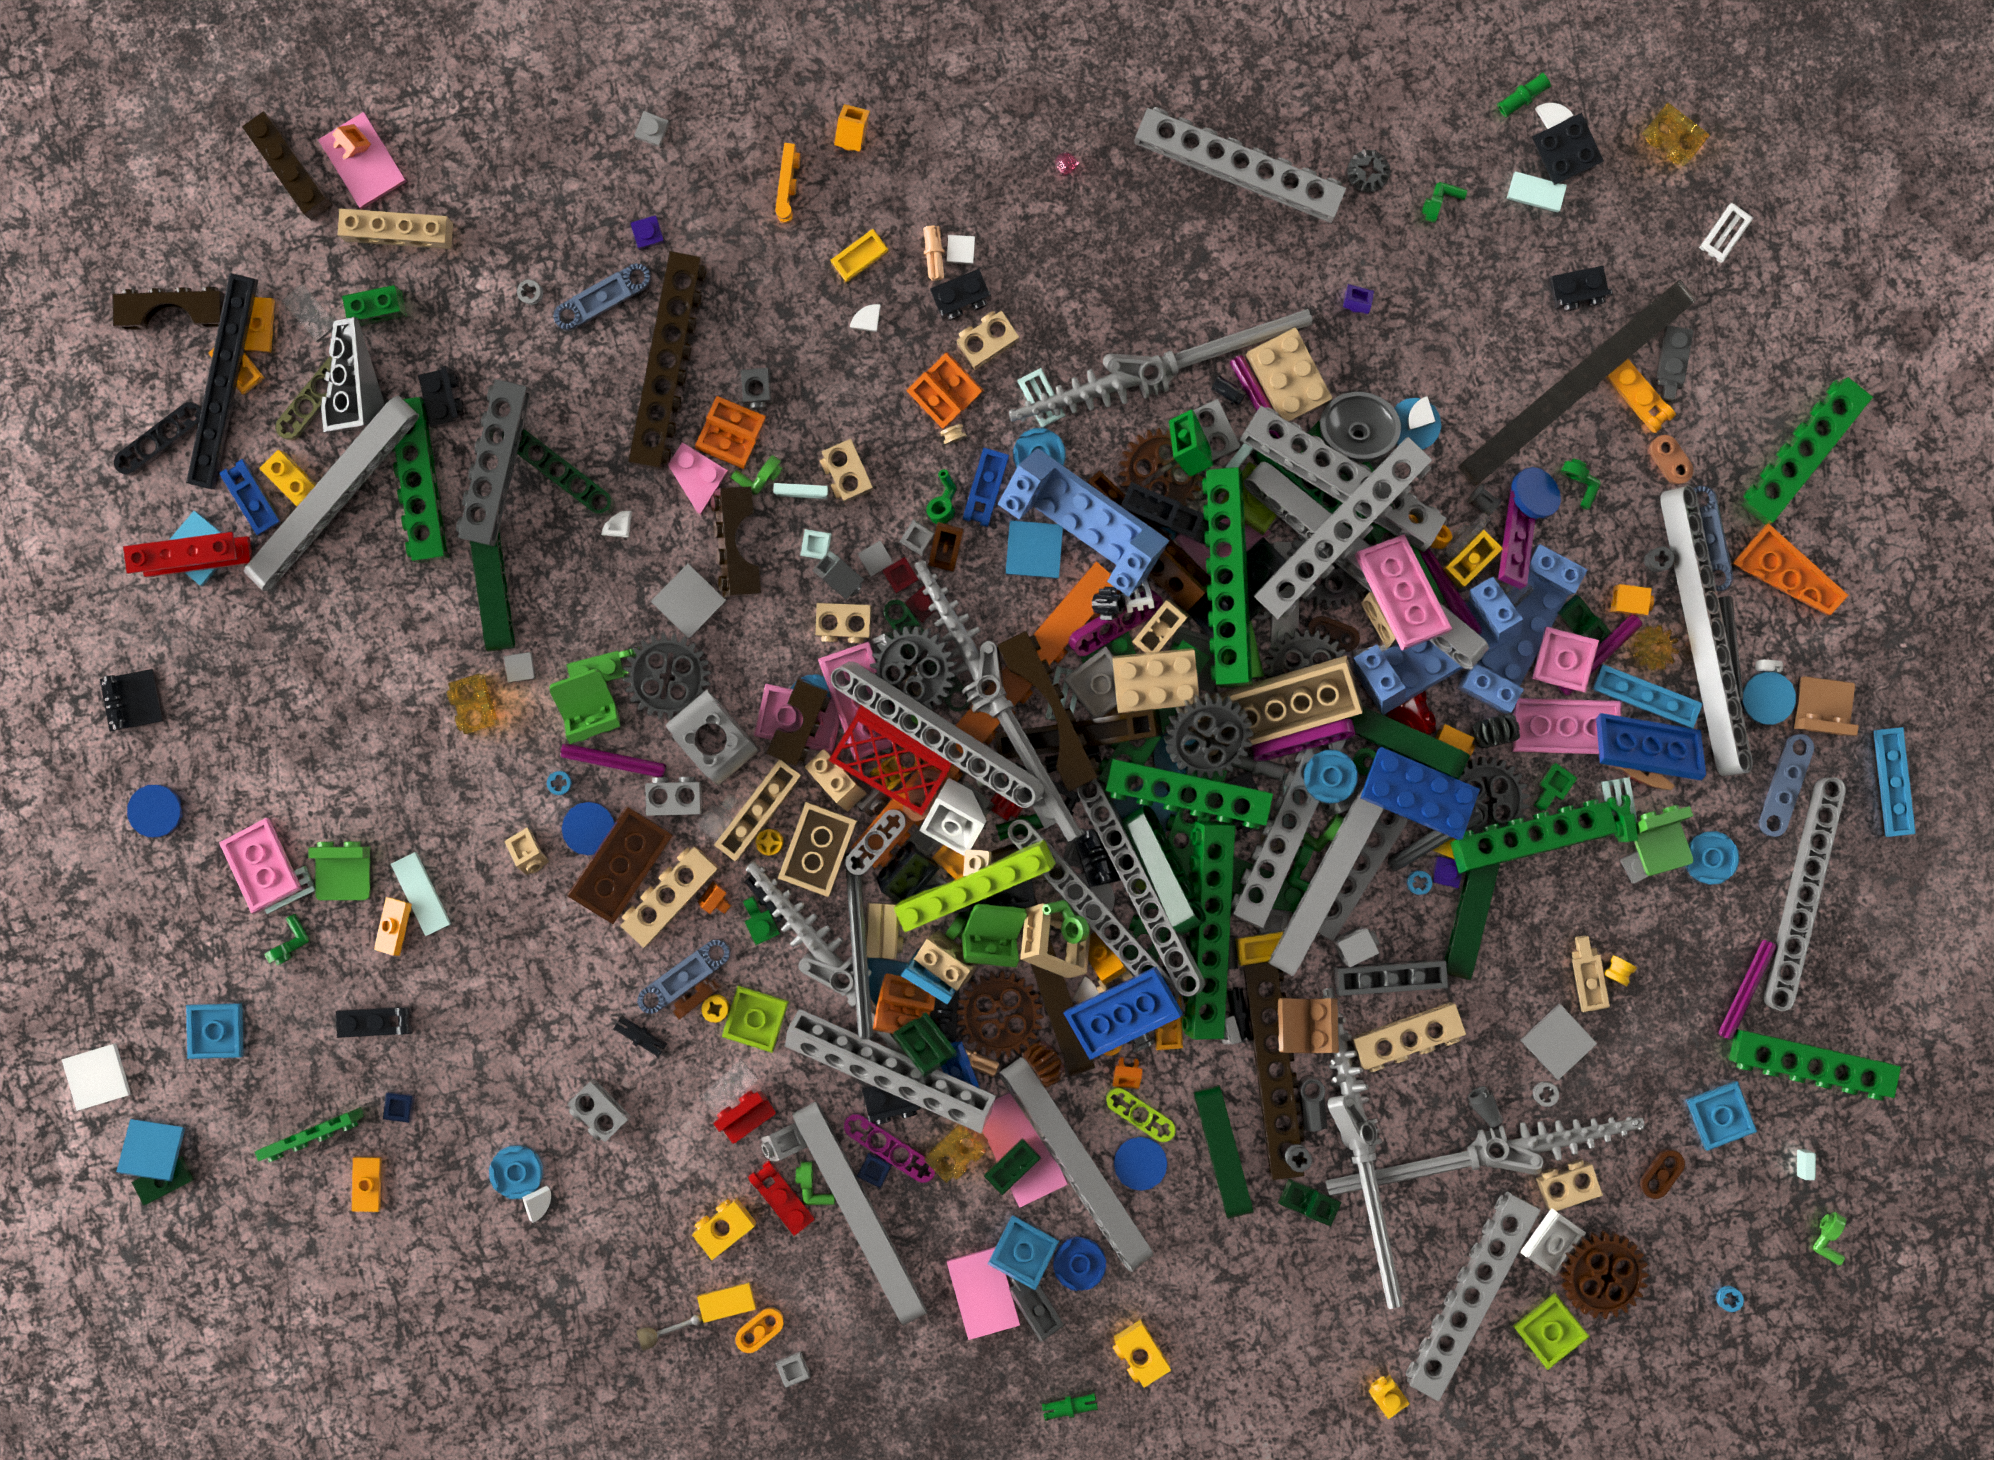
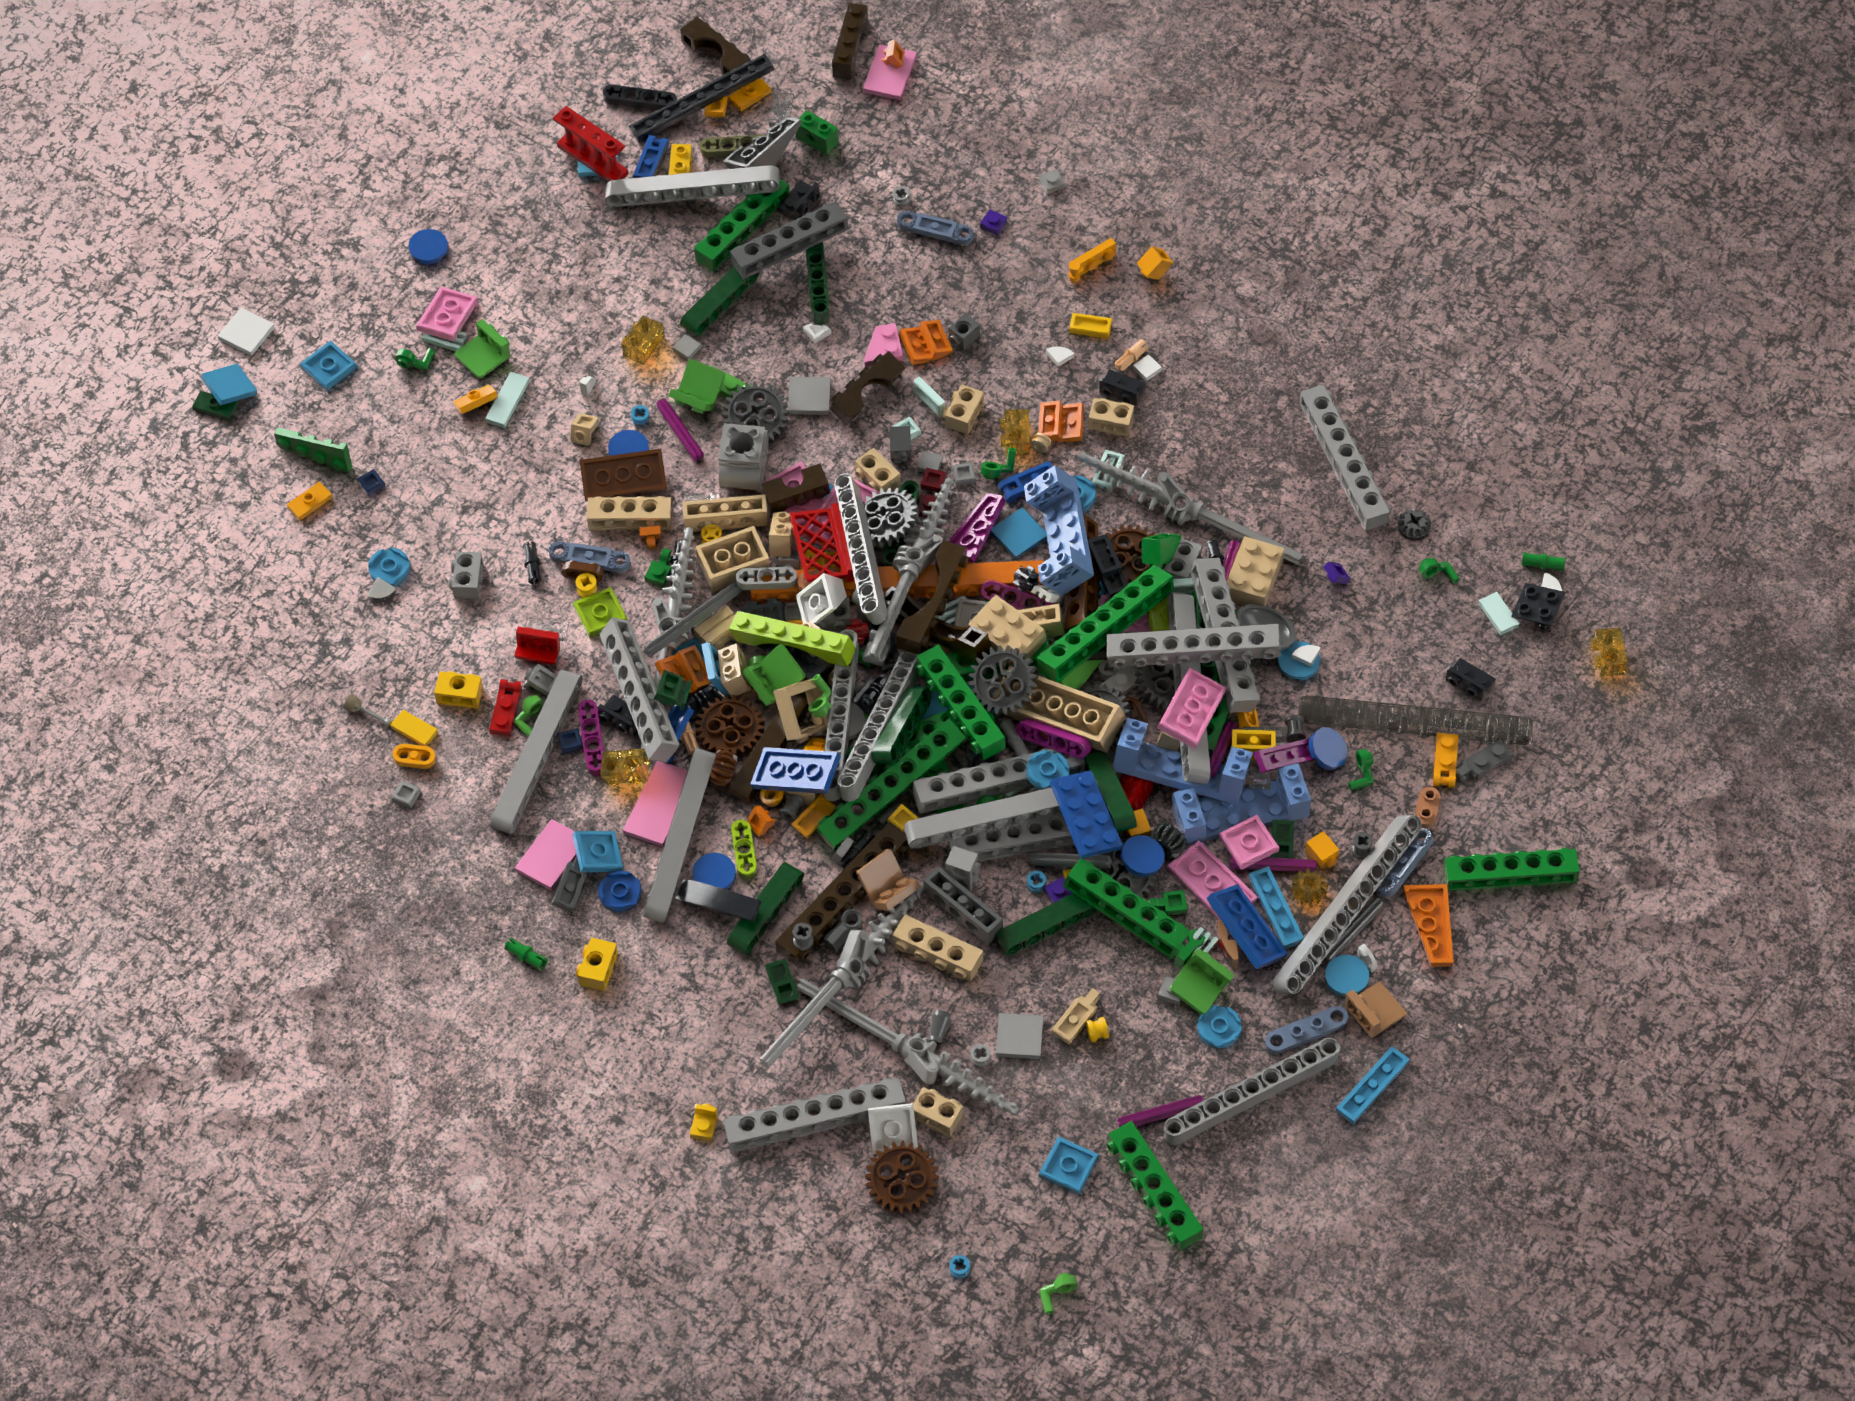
camera: 45 degrees right, 30 degrees down
(131, 700) = (480, 190): black hinge -> none
(372, 1022) = (409, 433): black plate -> none
(395, 228) = (869, 110): tan brick -> none
(476, 804) = (586, 385): none -> white tile
(674, 804) = (686, 473): light grey brick -> none
(677, 267) = (932, 281): dark brown brick -> none
(769, 471) = (925, 371): bright green plate -> none
(924, 442) = (1016, 431): none -> clear yellow brick
(946, 546) = (974, 486): reddish brown slope -> none
(996, 592) = (978, 525): none -> magenta wing
(1012, 1166) = (644, 801): dark green plate -> none
(1066, 163) = (1254, 378): clear pink hinge -> none
(1183, 1193) = (718, 900): none -> black slope
(1496, 773) = (1142, 855): none -> blue tile
(1551, 1331) = (836, 1182): lime tile -> none
(1663, 1175) = (998, 1157): reddish brown plate -> none
(1713, 251) = (1588, 730): white tile -> none
(1806, 1164) = (1088, 1235): light aqua tile -> none

